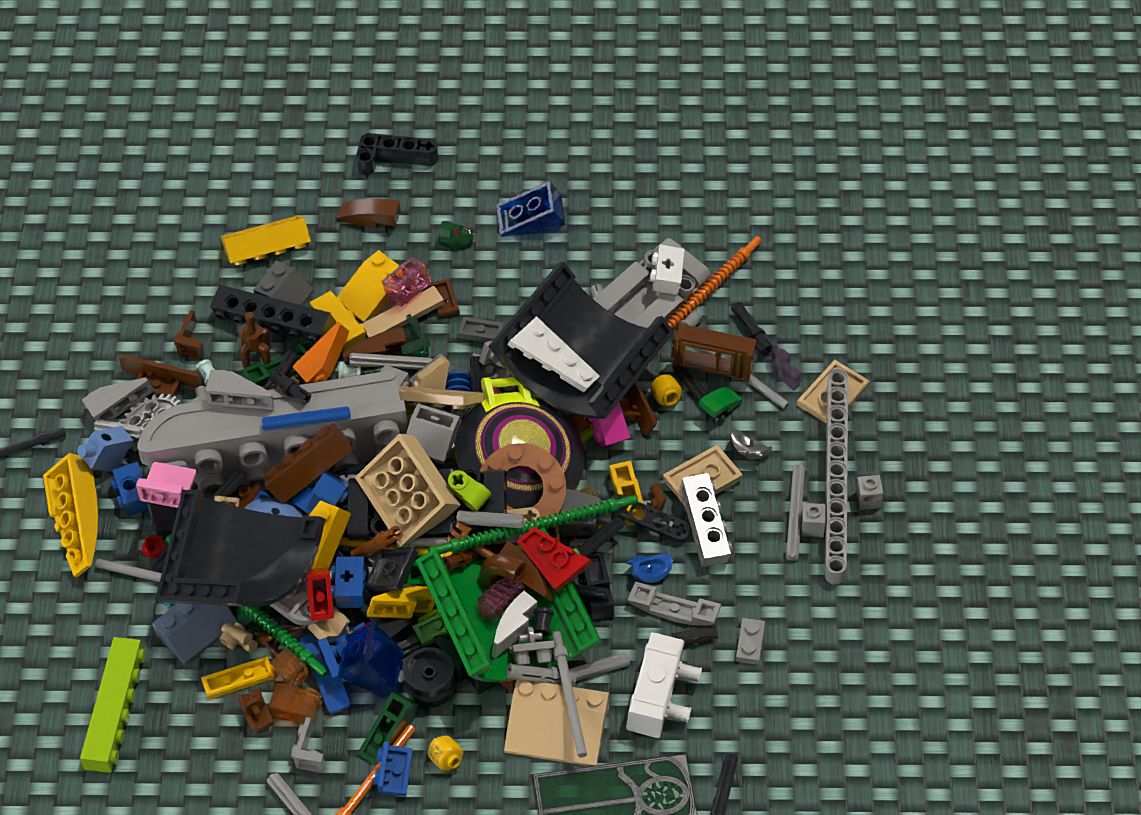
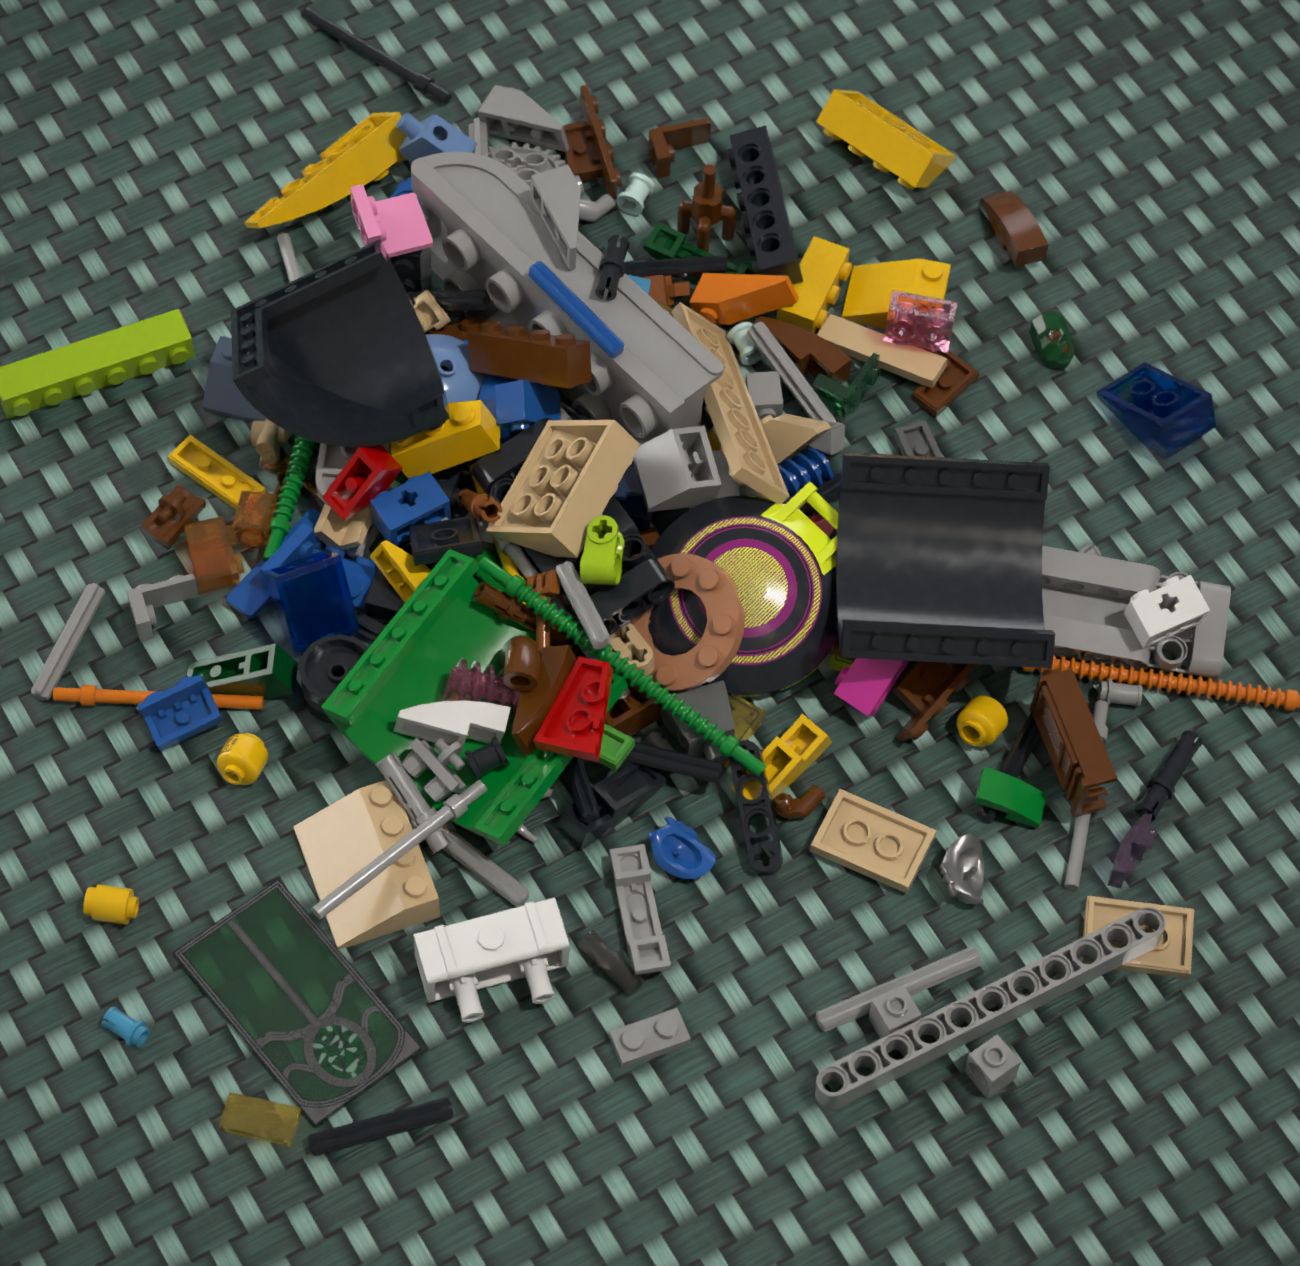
camera: 55 degrees right, 5 degrees up
(284, 284) = (818, 200): dark grey slope -> none
(395, 149) = (1125, 176): black beam -> none
(546, 347) = (898, 530): white wing -> none
(709, 552) = (827, 832): brick -> none

